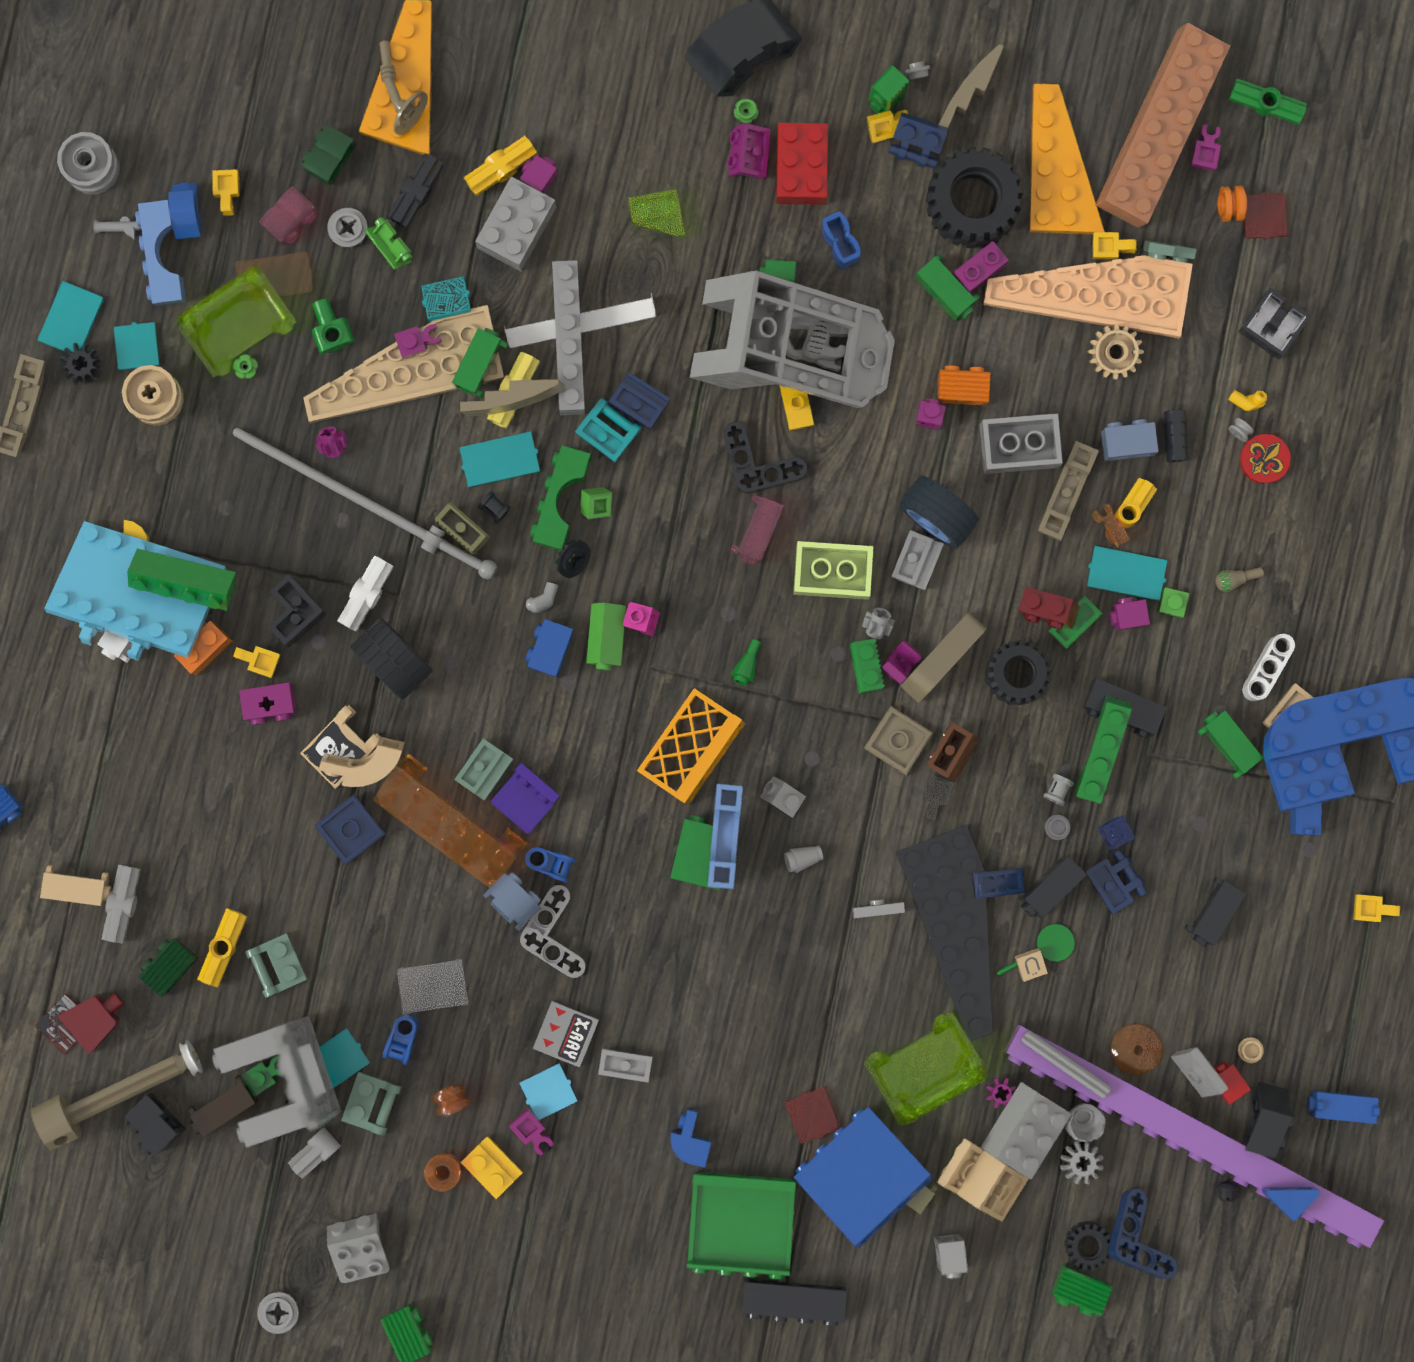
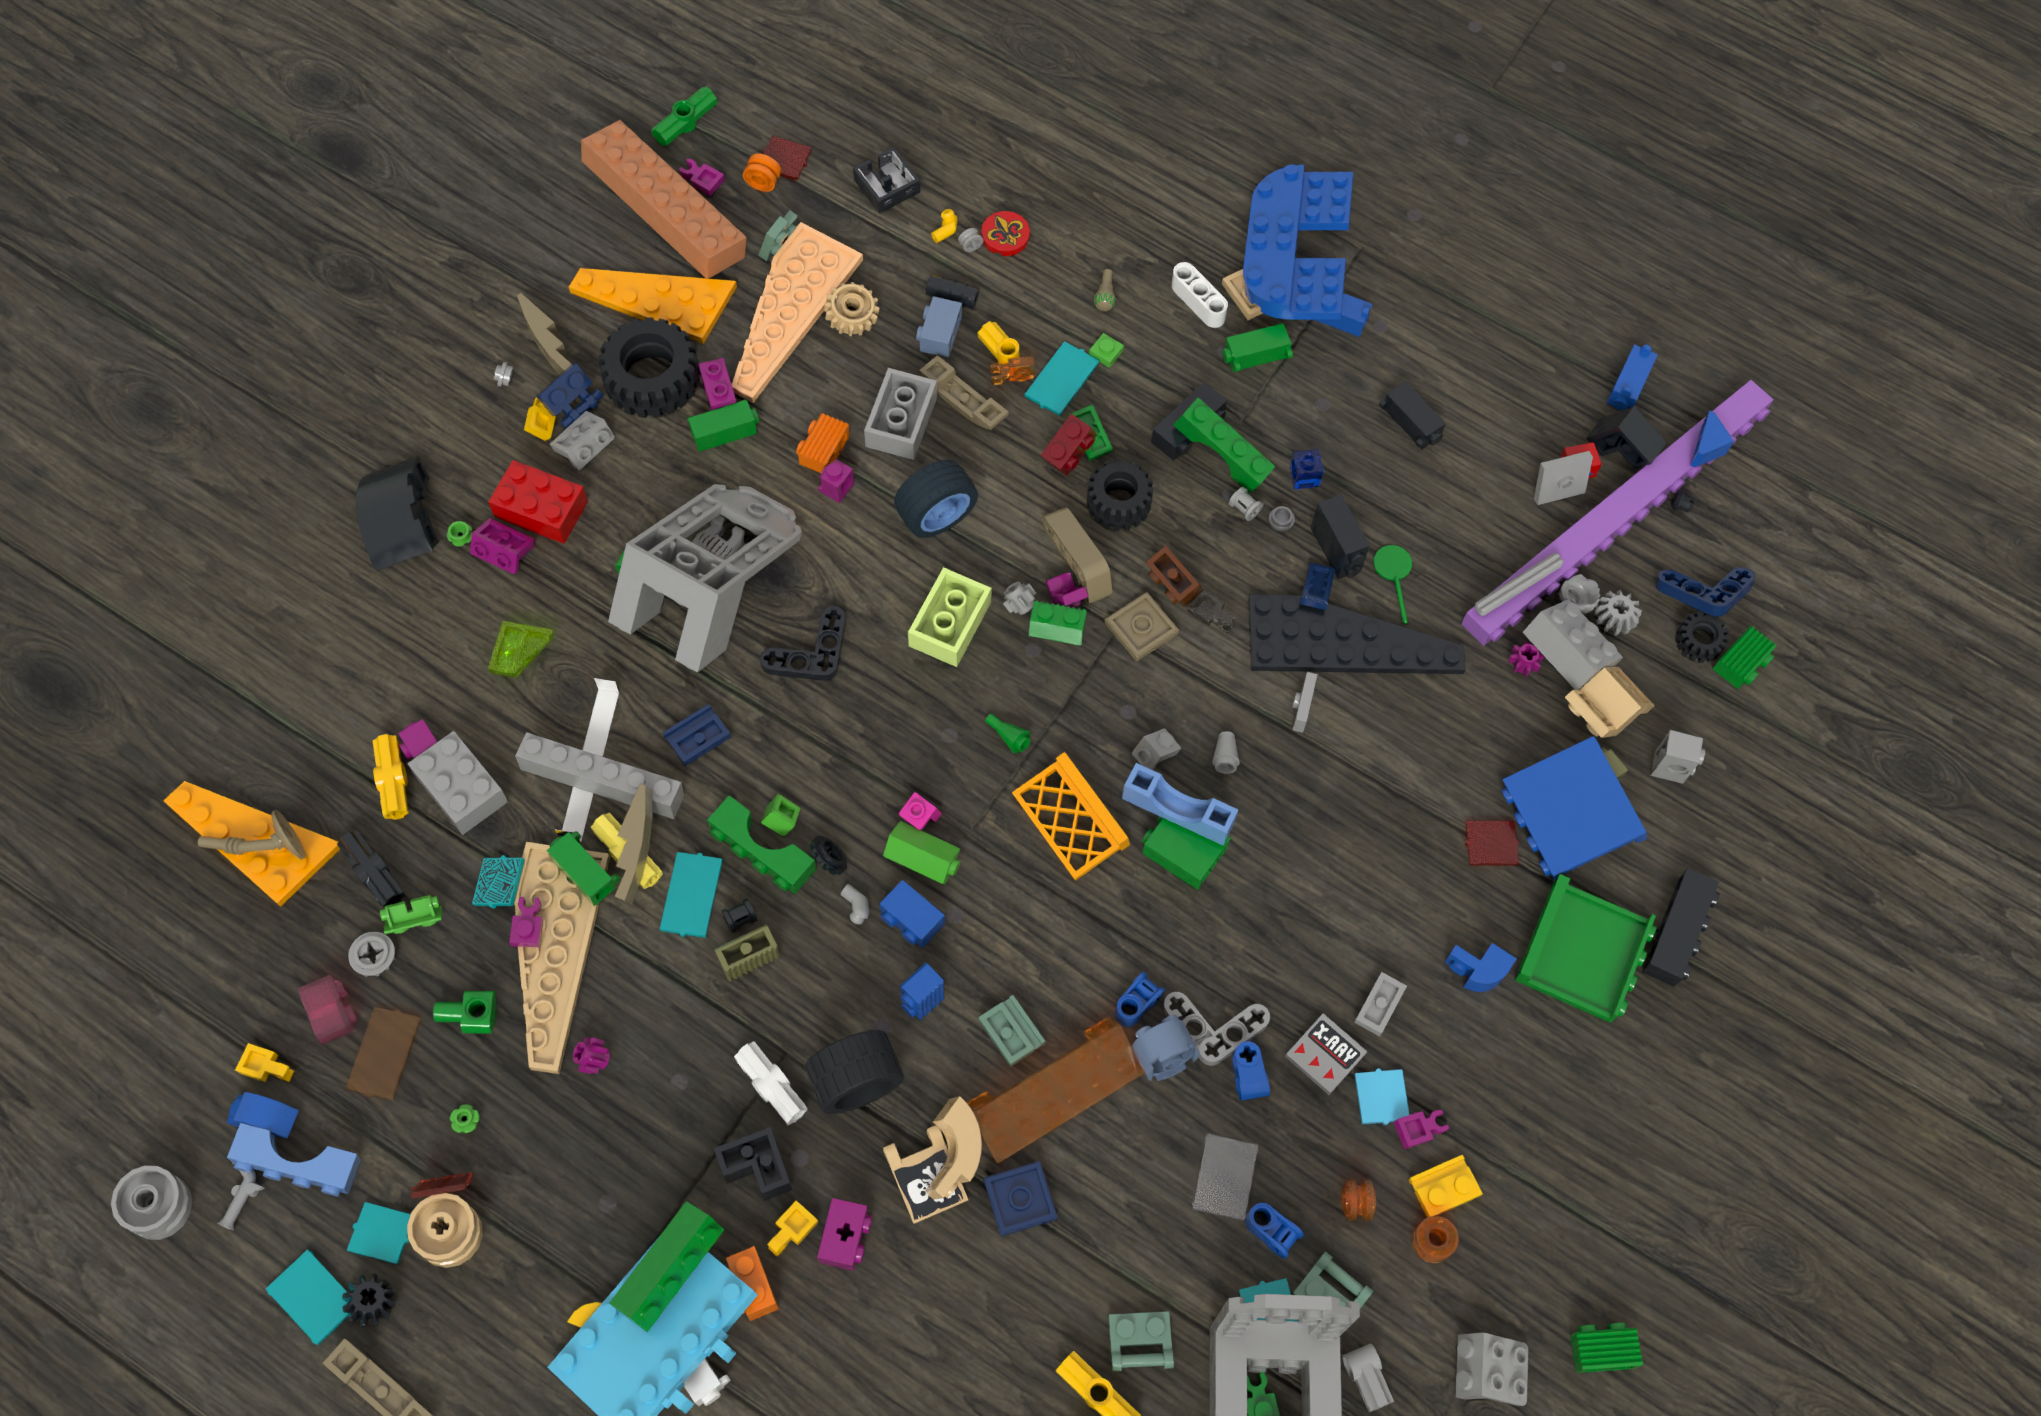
camera: 70 degrees left, 20 degrees down
(184, 376) = (441, 1185): none -> clear red piece
(234, 319) = (407, 1105): clear neon green windscreen -> none
(328, 155) = (285, 942): dark green brick -> none
(431, 538) = (742, 992): light grey bar -> none
(482, 684) = (922, 992): none -> blue brick
(520, 979) = (1250, 1076): none -> blue piece
(525, 799) = (1058, 997): dark purple bracket -> none
(604, 437) = (716, 782): teal plate -> none
(759, 530) = (879, 671): clear pink brick -> none
(796, 408) = (769, 595): yellow plate -> none
(837, 235) = (632, 493): blue brick -> none
(881, 171) = (583, 439): none -> light grey bracket
(888, 90) = (509, 399): green brick -> none
(917, 560) = (972, 544): light grey plate -> none
(927, 1070) = (1481, 713): clear neon green windscreen -> none
(1031, 964) = (1407, 588): tan tile -> none
(1107, 245) = (751, 281): yellow plate -> none
(1109, 885) = (1359, 493): dark blue plate -> none
(1124, 1043) = (1514, 538): clear orange dish -> none
(1129, 614) = (1103, 385): magenta brick -> none
(1250, 1050) = (1553, 435): tan plate -> none
(1371, 908) = (1454, 294): yellow plate -> none

